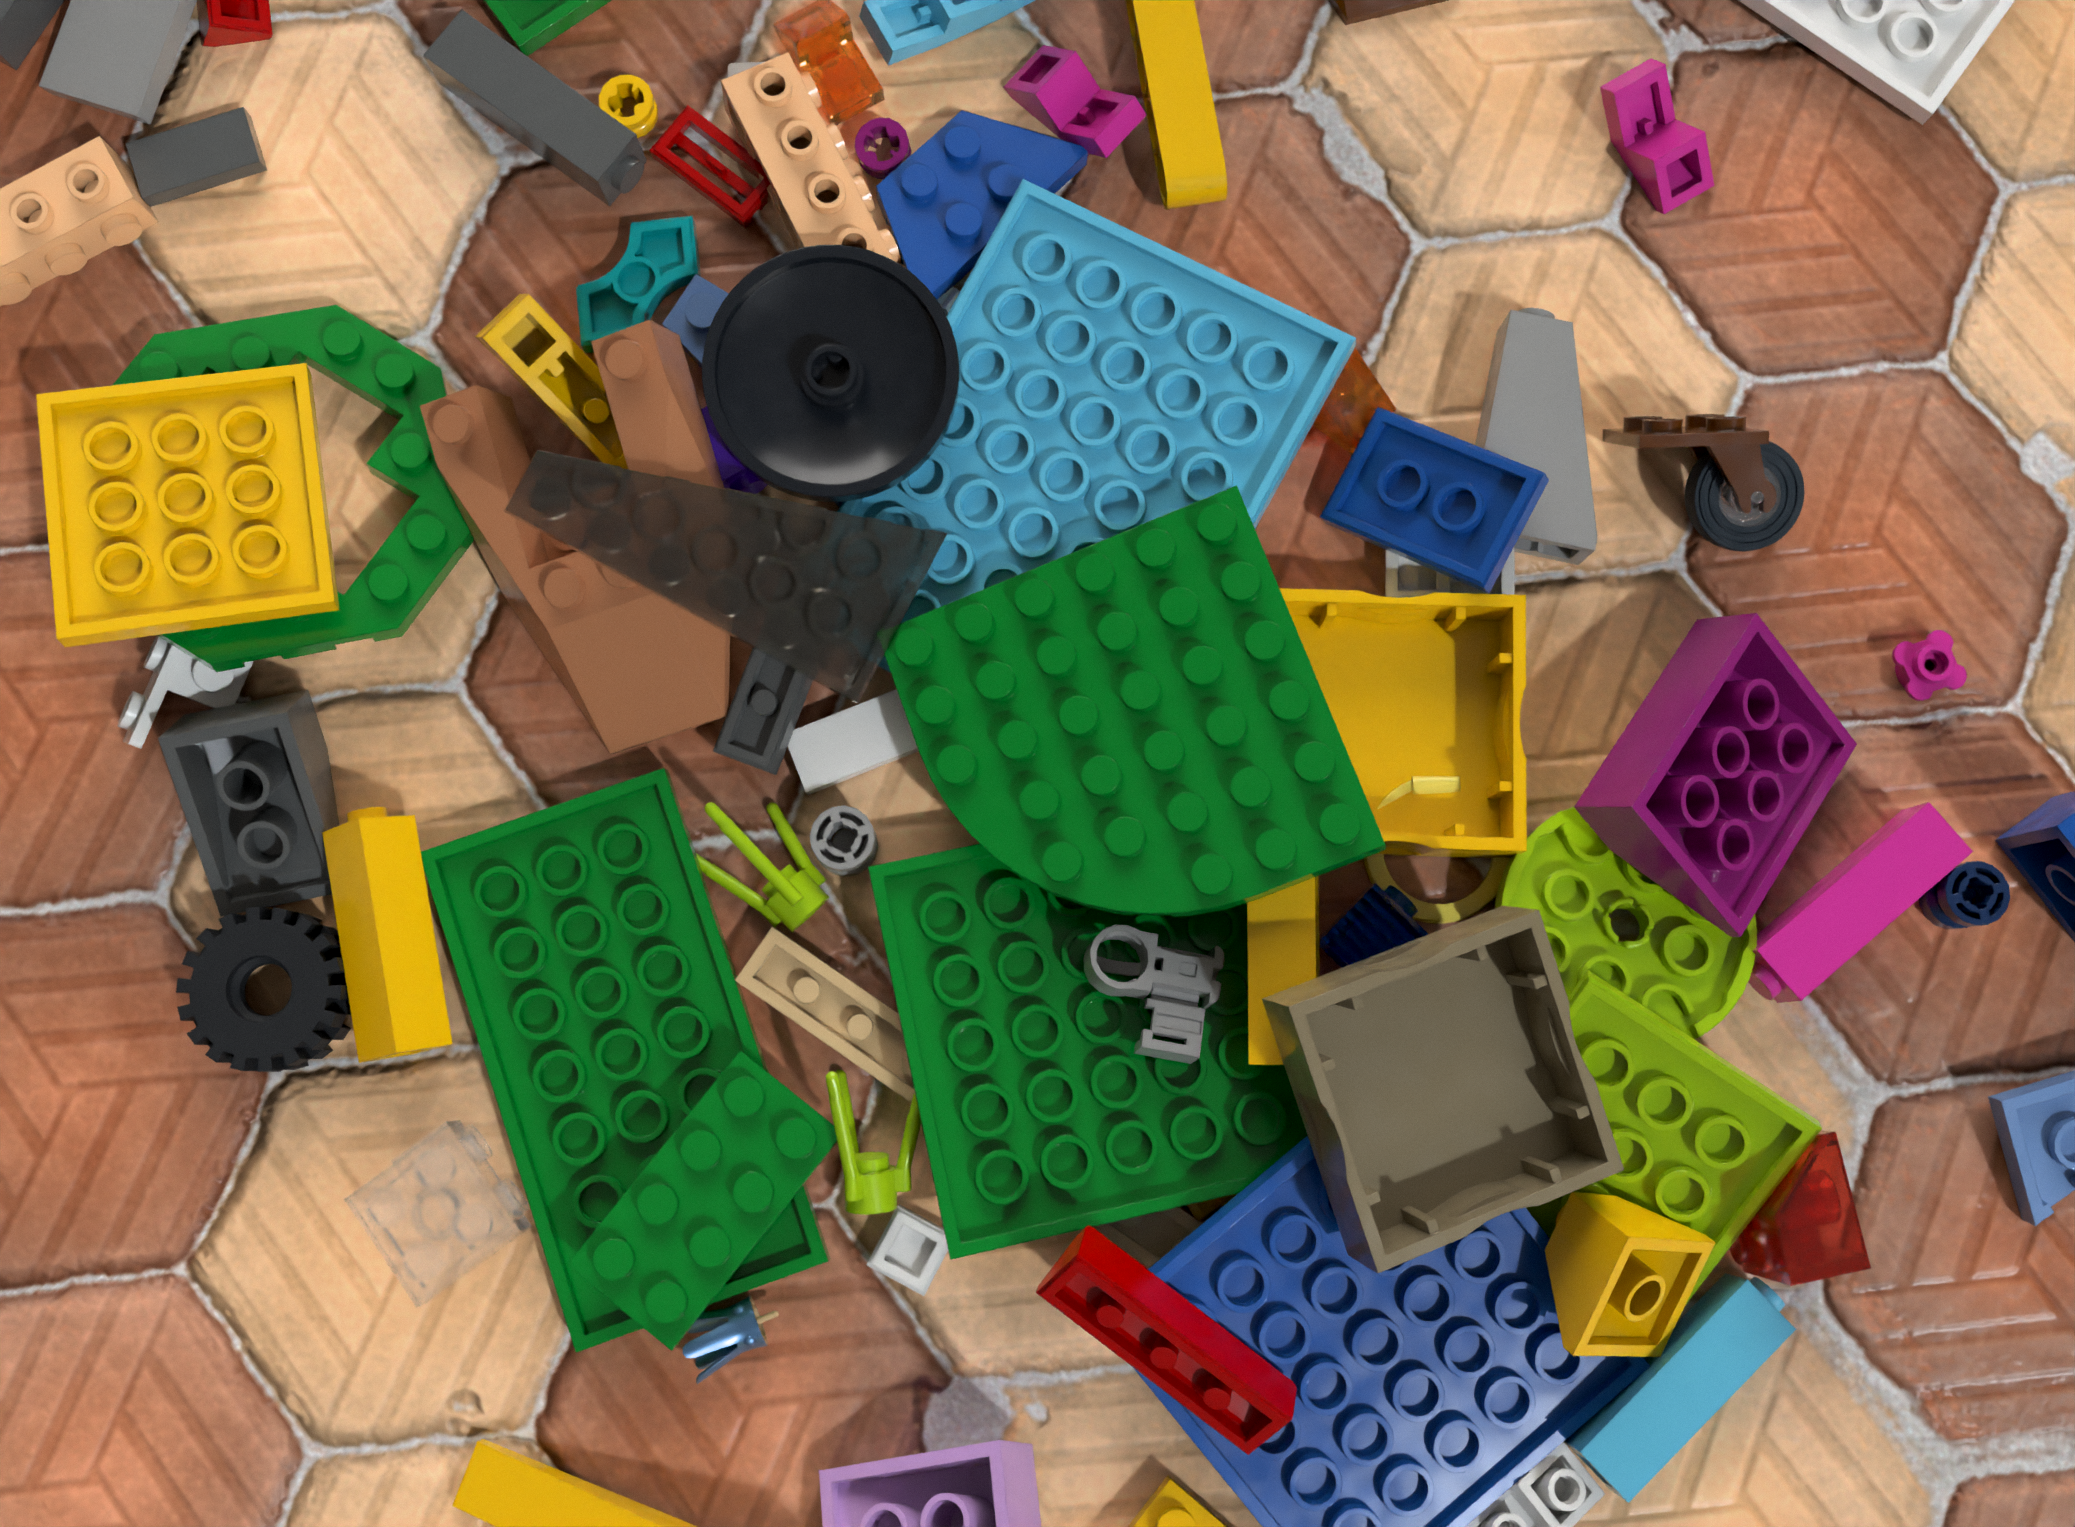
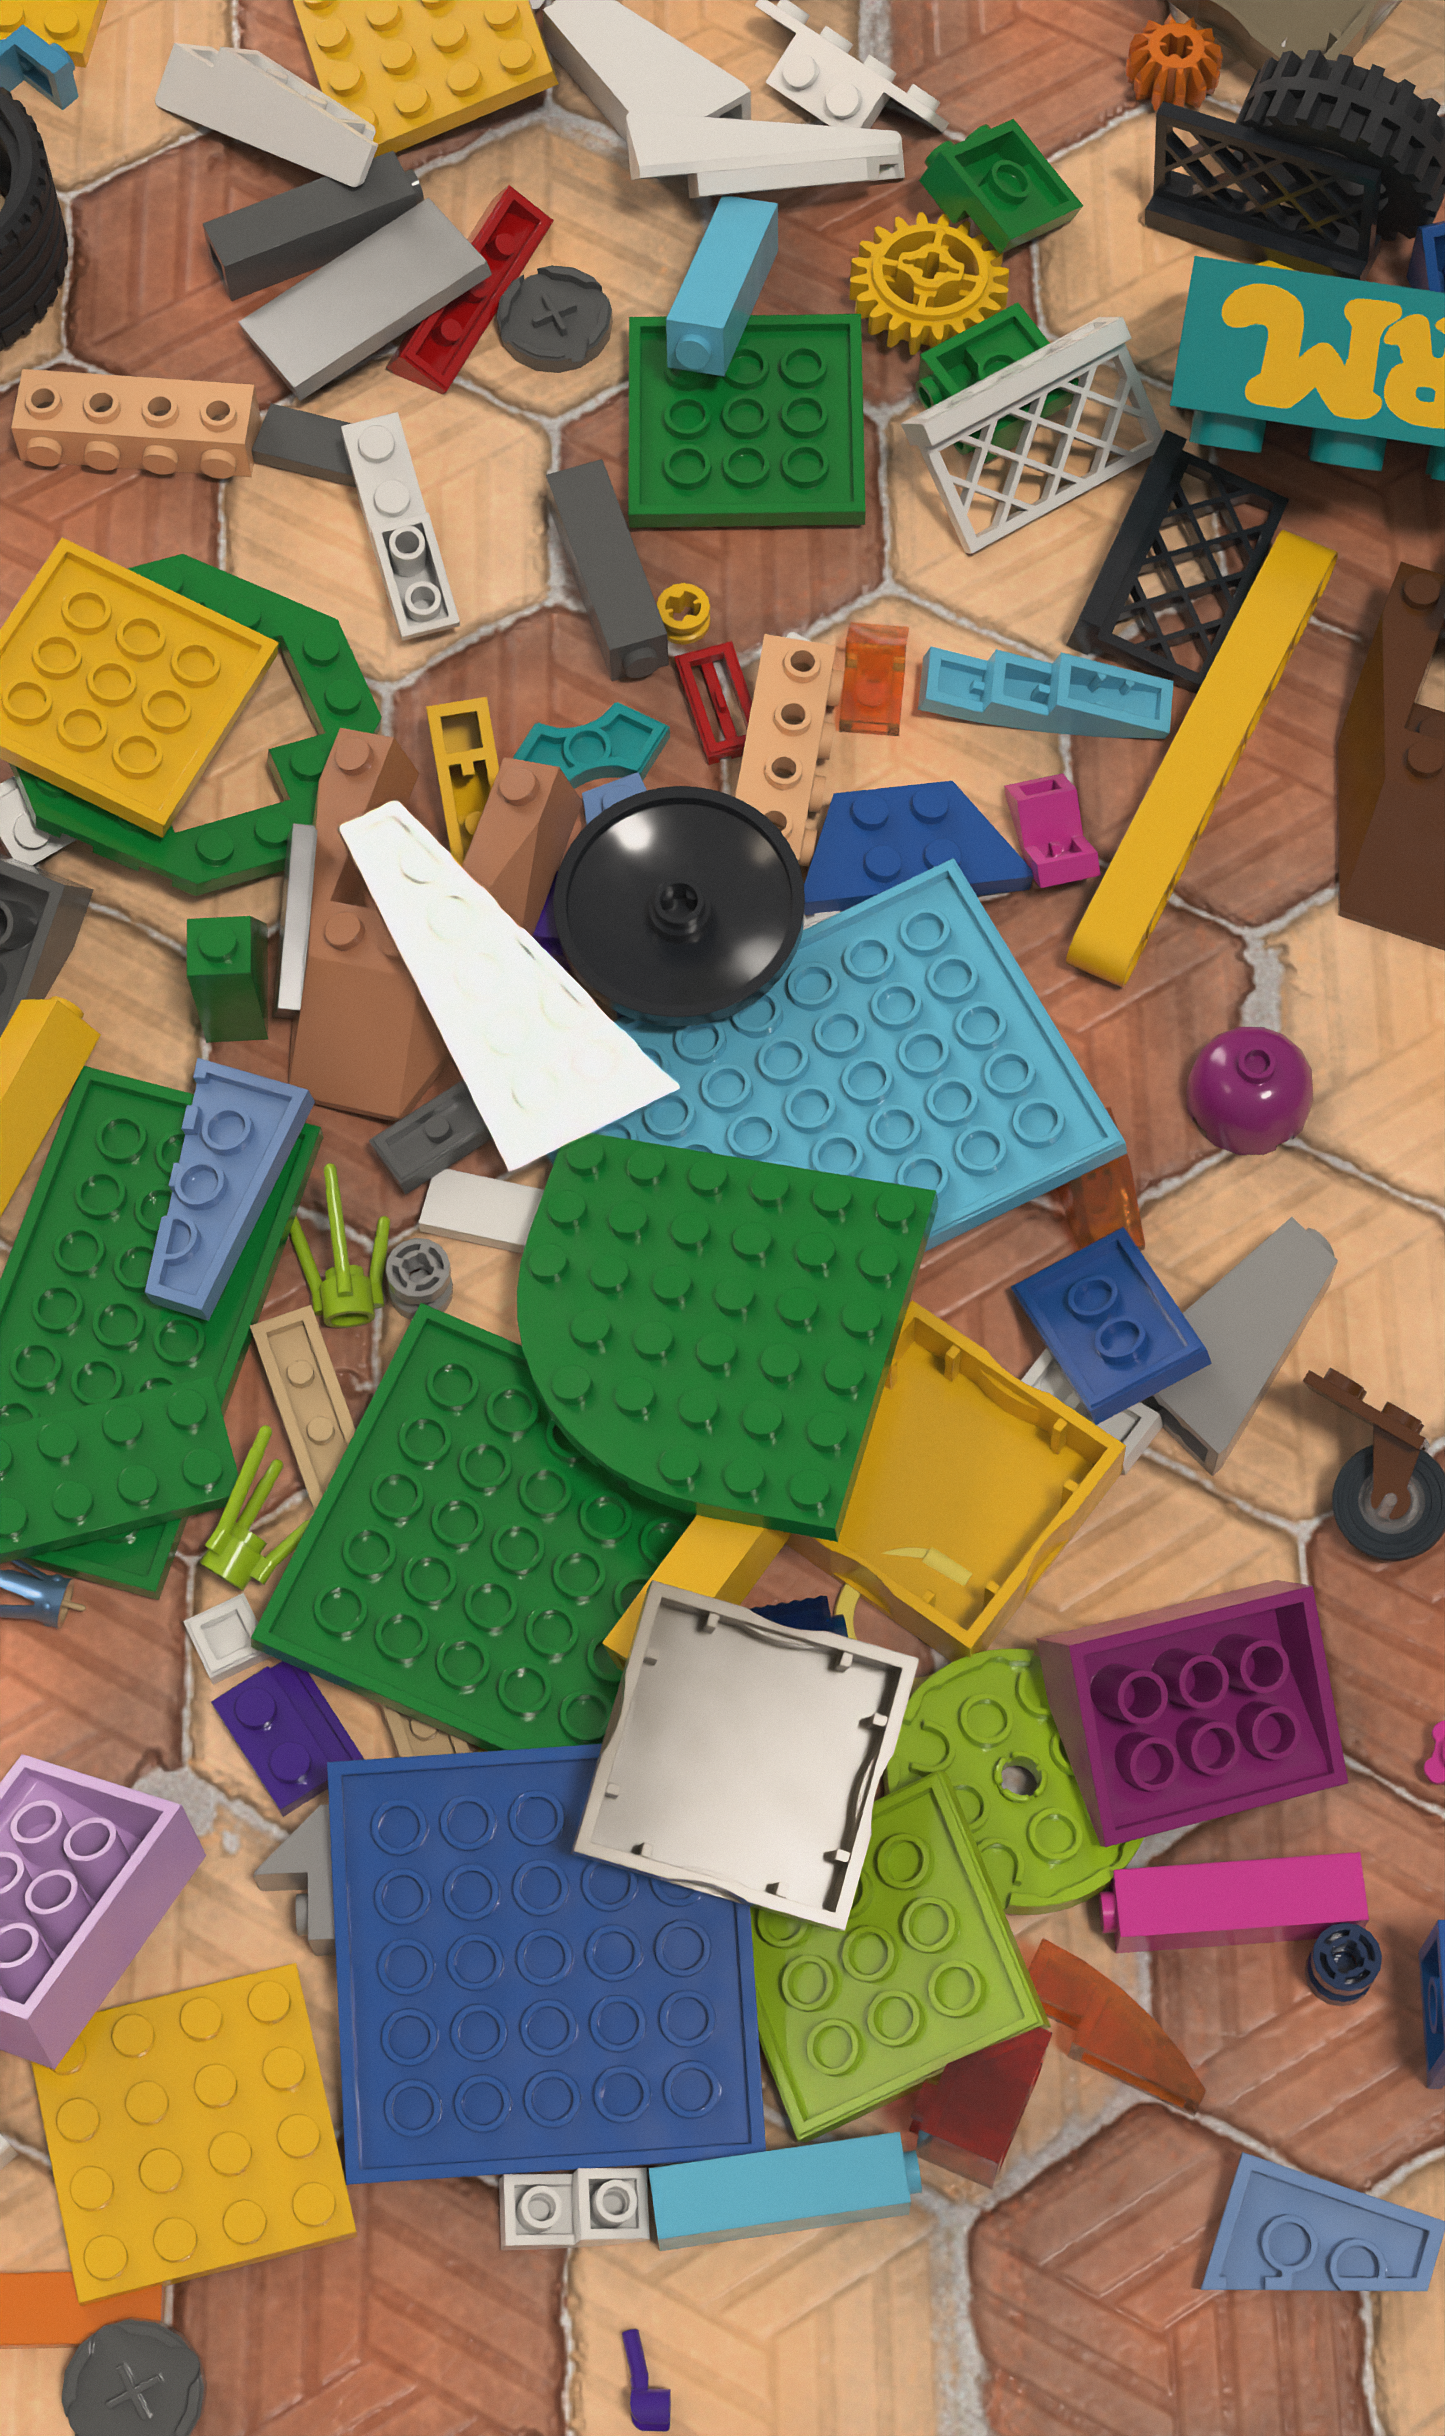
camera: 40 degrees right, 15 degrees down
(327, 185) = (399, 527): none -> white slope
(486, 688) = (229, 976): none -> green slope
(507, 602) = (294, 920): none -> tile
(615, 855) = (227, 1168): none -> medium blue wing
(877, 129) = (865, 753): magenta bush -> none
(999, 1298) = (285, 1733): none -> dark purple plate
(1122, 1393) = (304, 1864): none -> light grey slope
(1169, 1340) = (374, 1816): red slope -> none
(1174, 987) = (597, 1553): light grey piece -> none
(1388, 221) = (1250, 1090): none -> magenta cylinder
(1620, 1275) = (790, 2047): yellow slope -> none
(1833, 1073) = (1112, 2029): none -> clear orange slope

